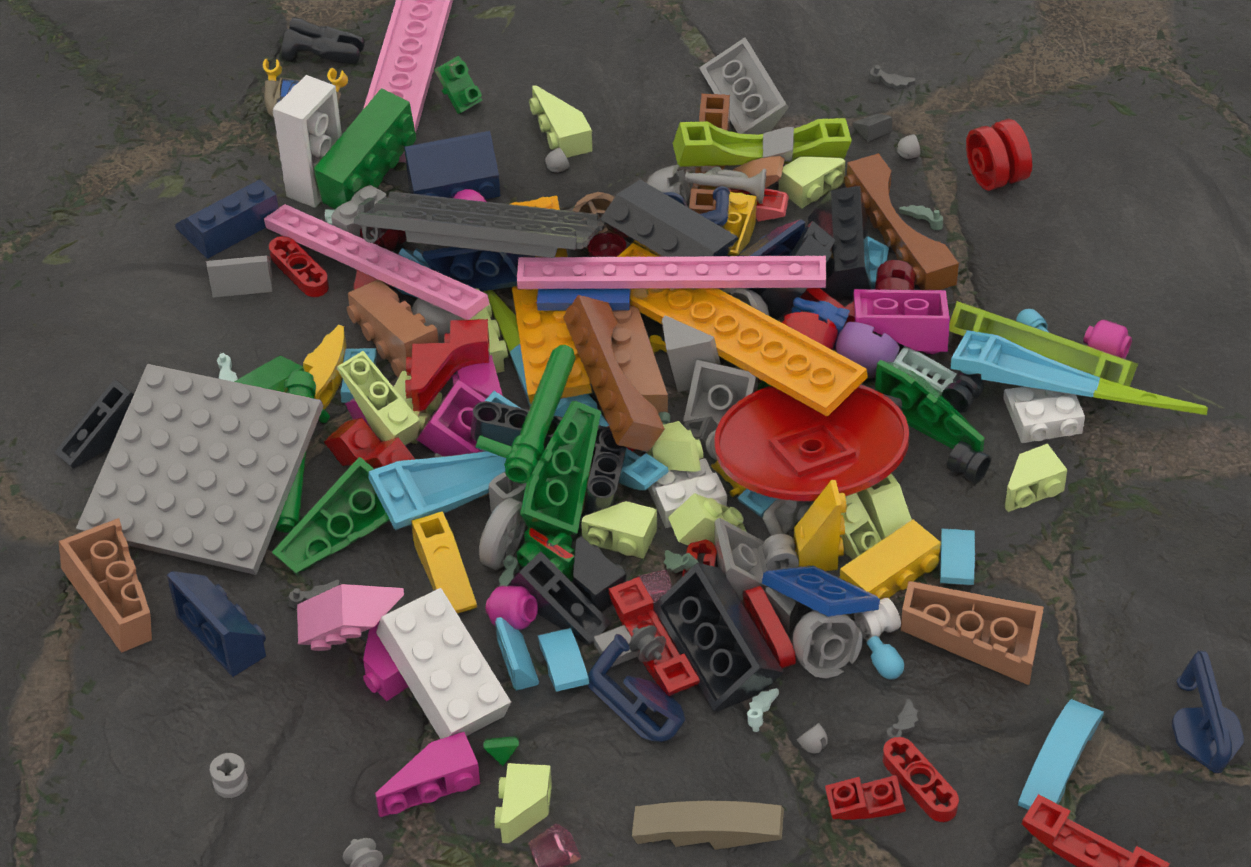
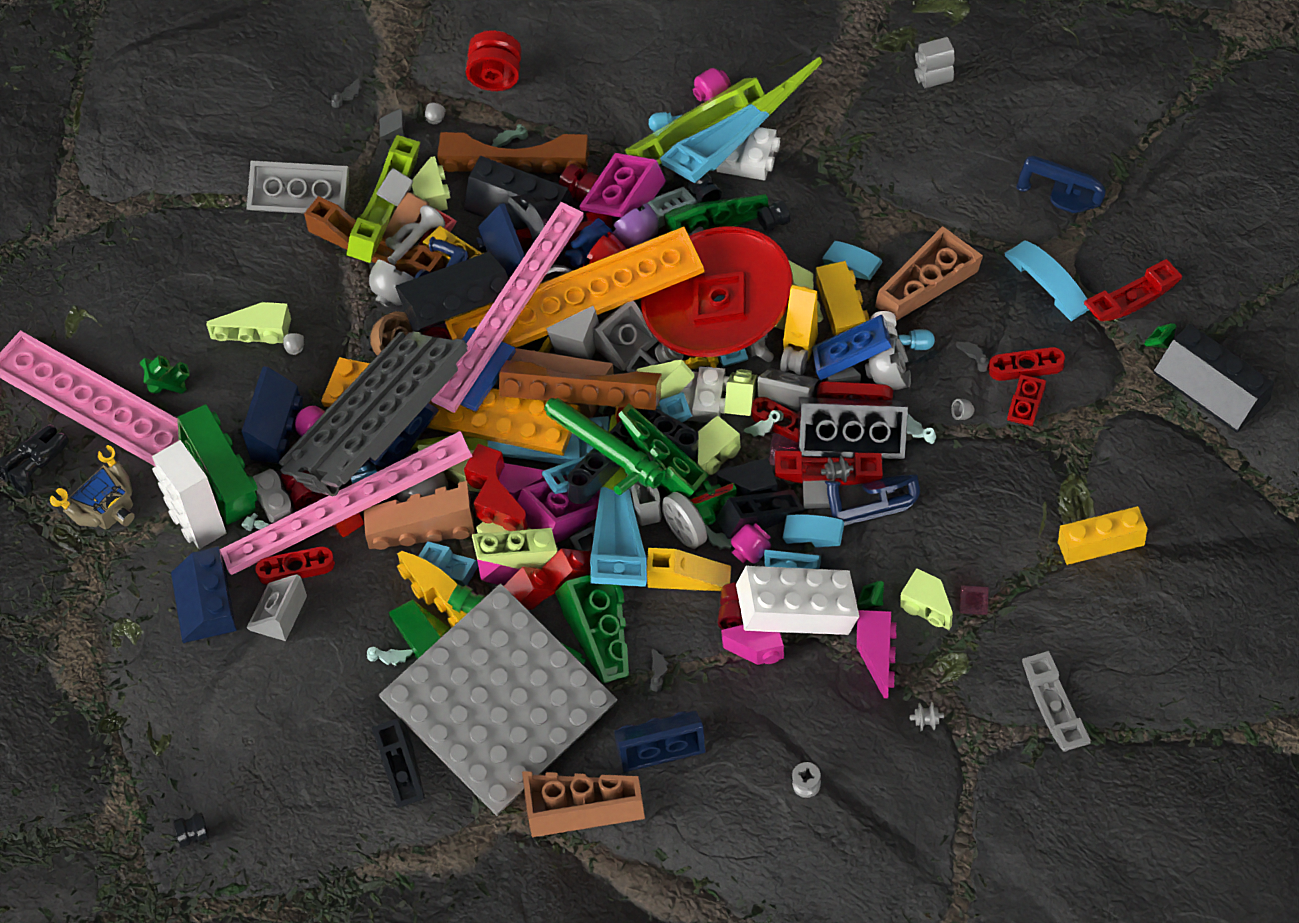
camera: 60 degrees left, 10 degrees up
(343, 614) = (718, 645): bright pink slope -> none
(717, 822) = (1005, 497): dark tan slope -> none
(1035, 477) = (808, 185): yellowish green slope -> none

